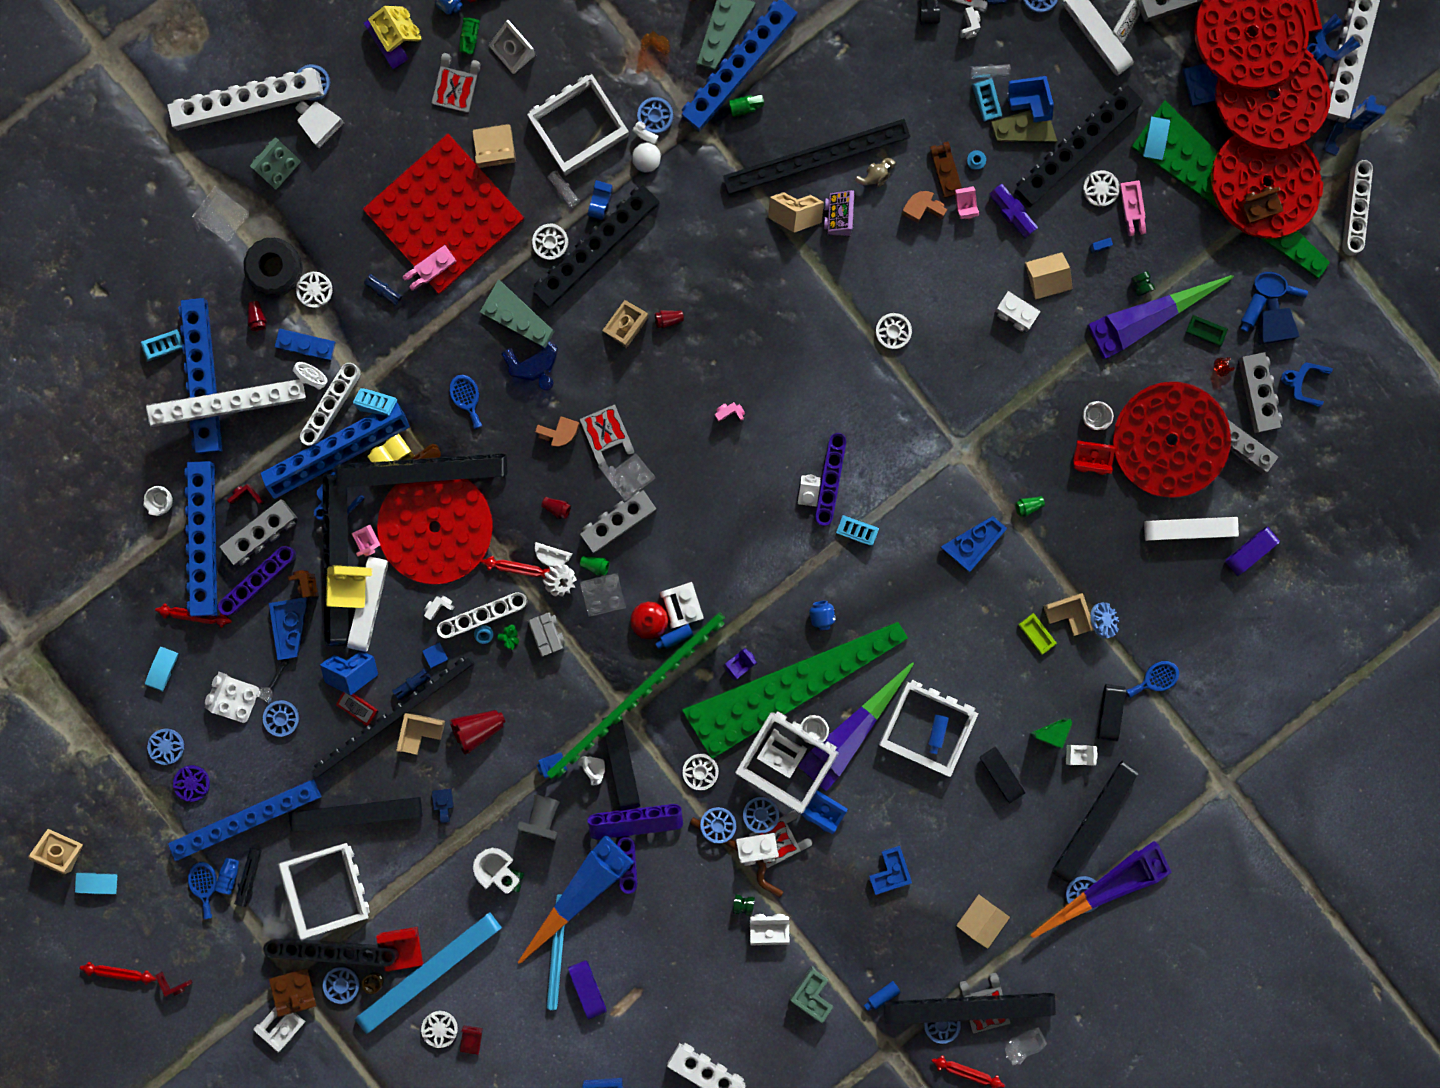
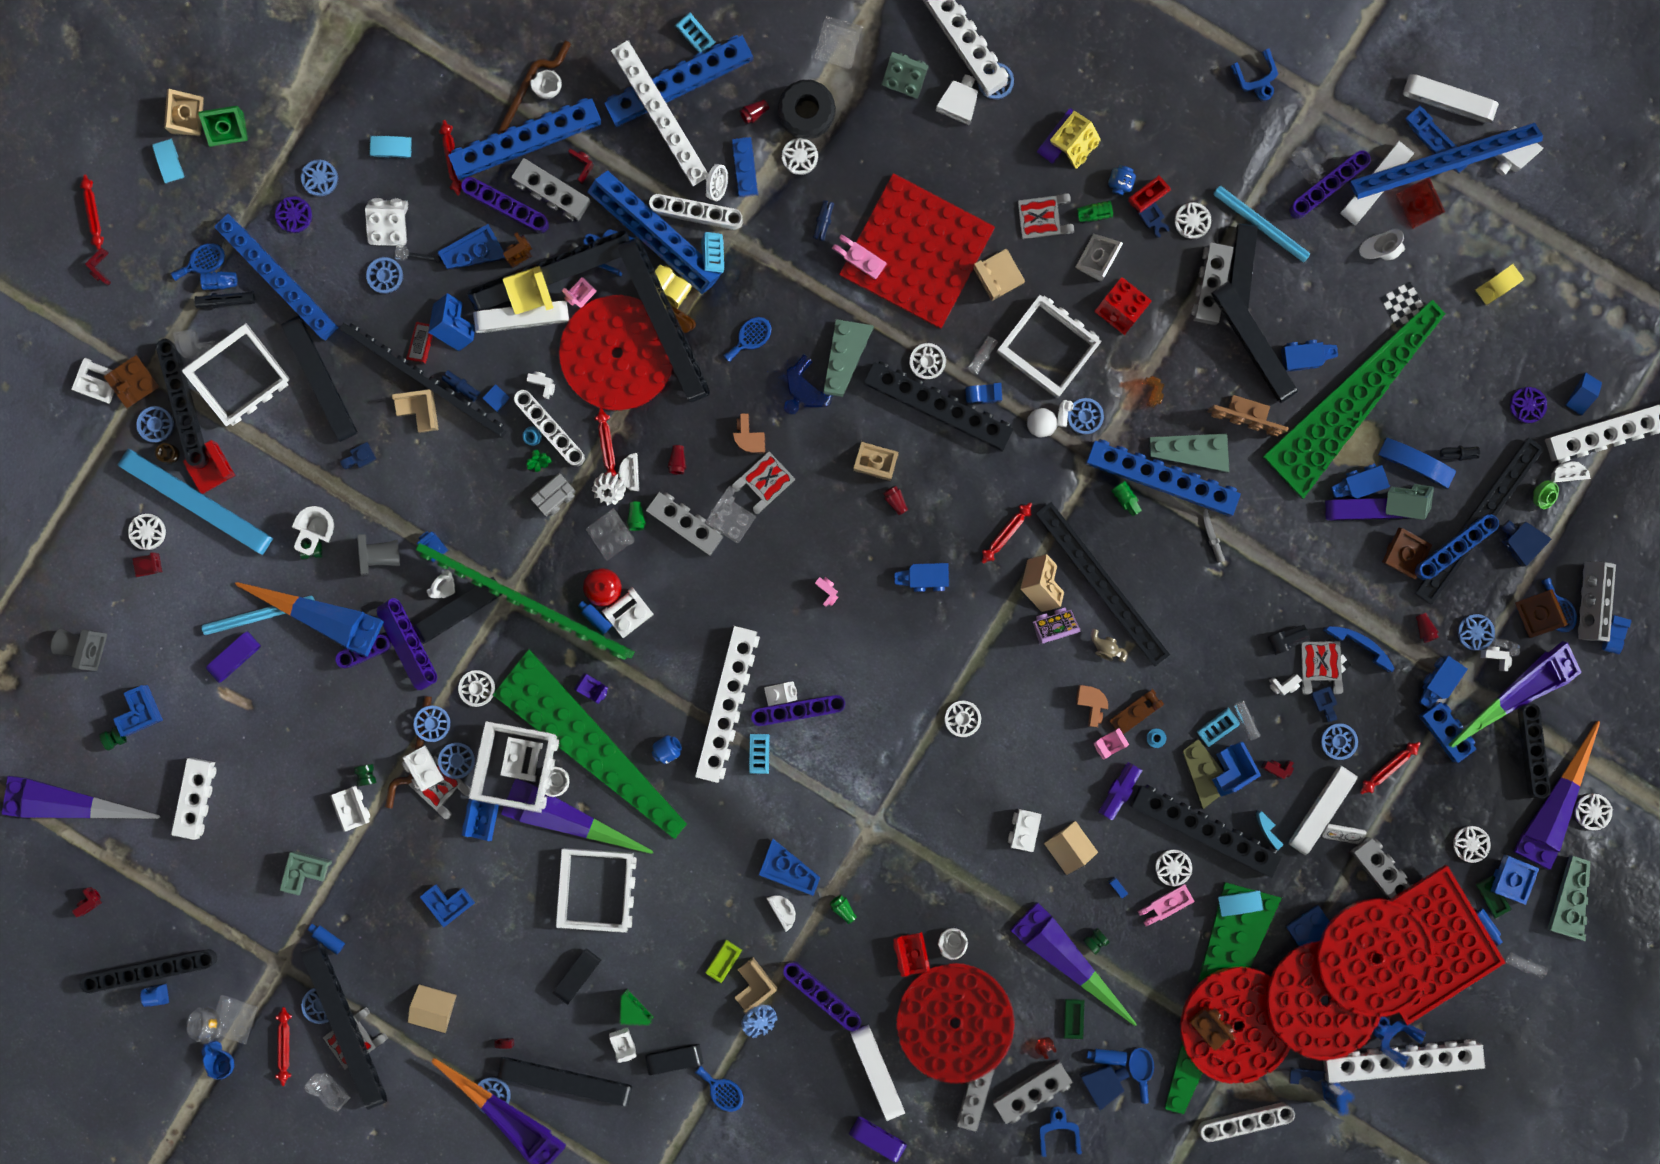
camera: 70 degrees right, 0 degrees up
(82, 818) = (223, 125): none -> green slope
(148, 519) = (526, 82): none -> reddish brown piece
(476, 729) = (440, 462): dark red cone -> none
(566, 42) = (1123, 306): none -> red bracket
(736, 227) = (1006, 533): none -> red wheel
(749, 317) = (924, 576): none -> blue hinge
(810, 40) = (1212, 537): none -> light grey piece
(854, 586) = (705, 770): none -> white brick
(938, 733) = (593, 900): blue cylinder -> none
(1009, 561) = (783, 909): none -> white plate
(1039, 865) = (504, 1043): none -> dark red tile
(1045, 61) = (1275, 768): none -> dark red bracket
(1093, 89) = (1266, 825): none -> medium azure slope
(1110, 550) = (826, 1004): none -> dark purple beam

